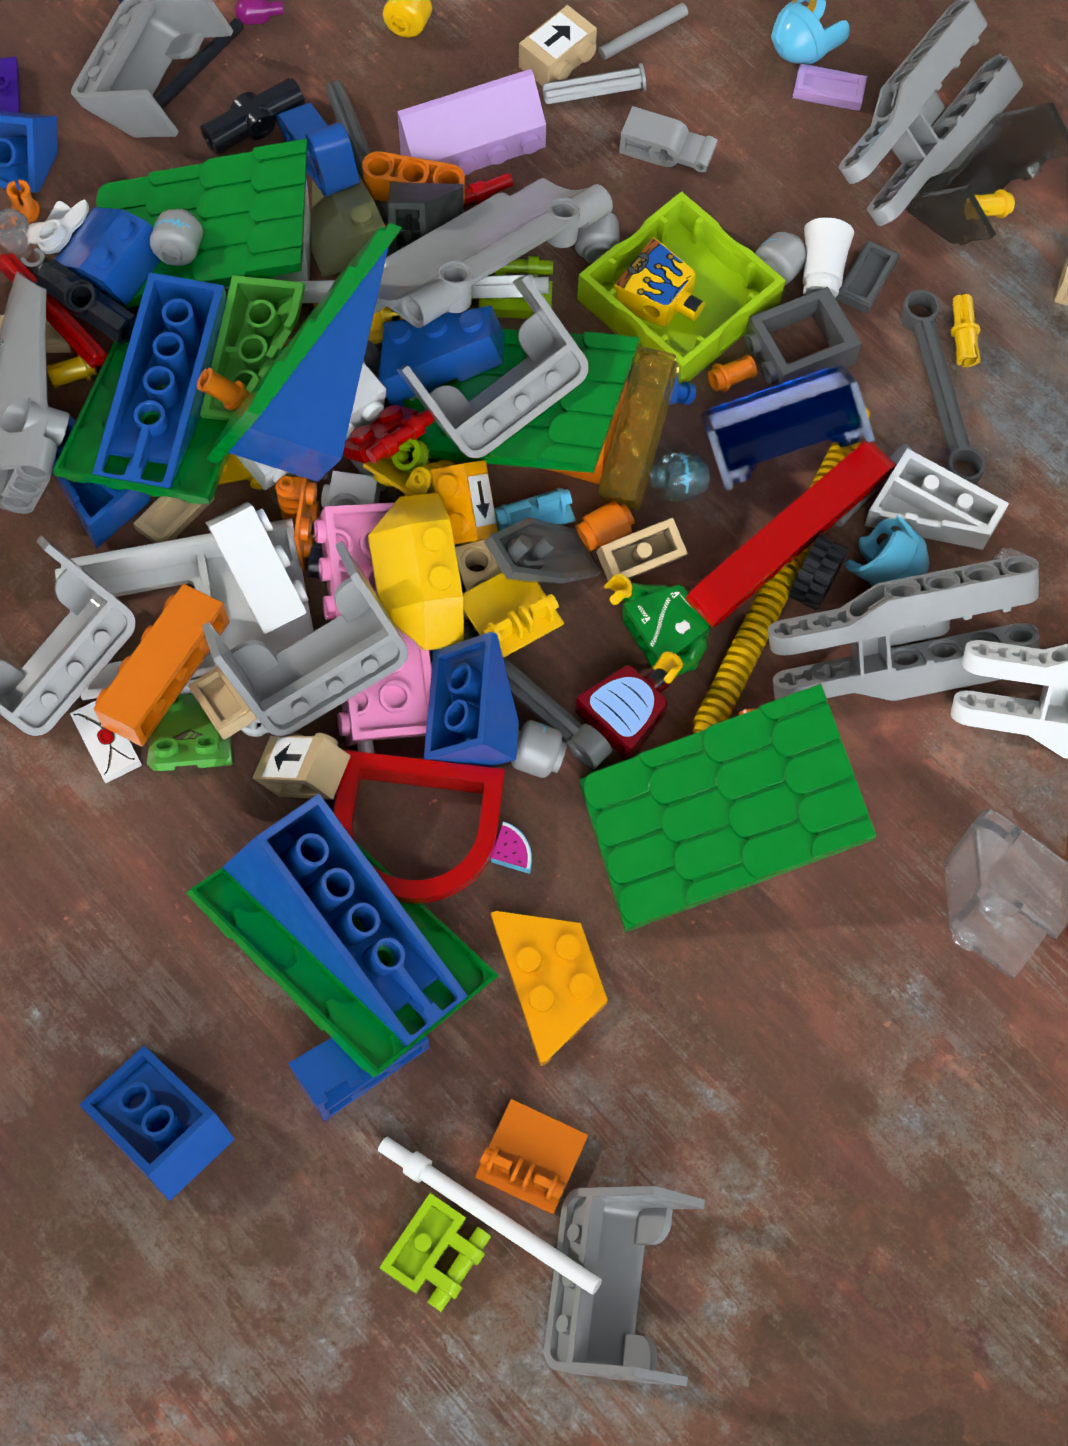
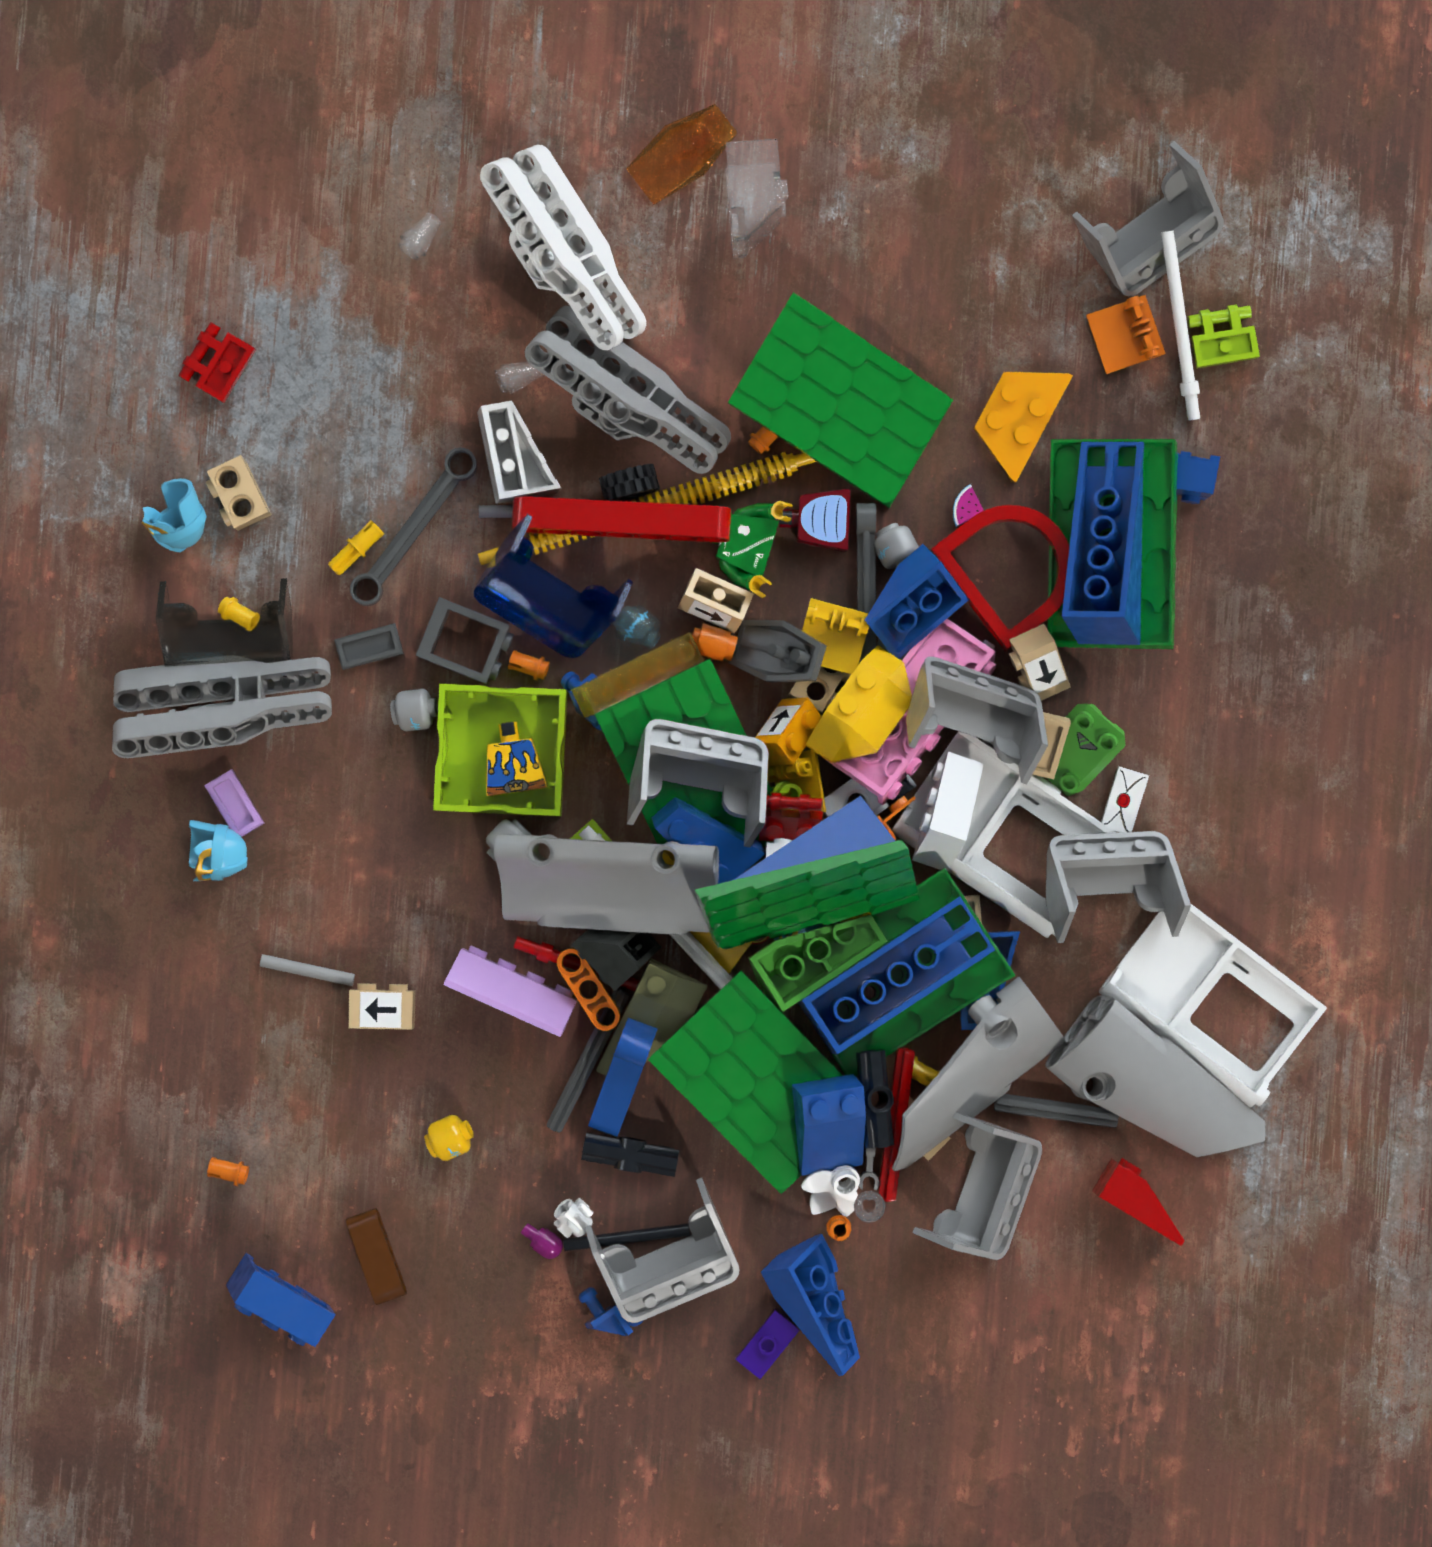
camera: 135 degrees left, 20 degrees up
(157, 1122) = (1299, 548): blue slope -> none
(160, 665) = (1058, 802): orange brick -> none
(176, 237) = (789, 1075): light grey head -> none
(222, 389) = (863, 926): orange pin -> none
(250, 36) = (573, 1217): none -> white gear
(547, 507) = (748, 695): medium azure hinge -> none
(595, 85) = (387, 957): axle -> none
(664, 141) = (389, 865): light grey piece -> none
(826, 254) = (389, 679): white plant -> none
(896, 557) = (576, 446): medium azure helmet -> none

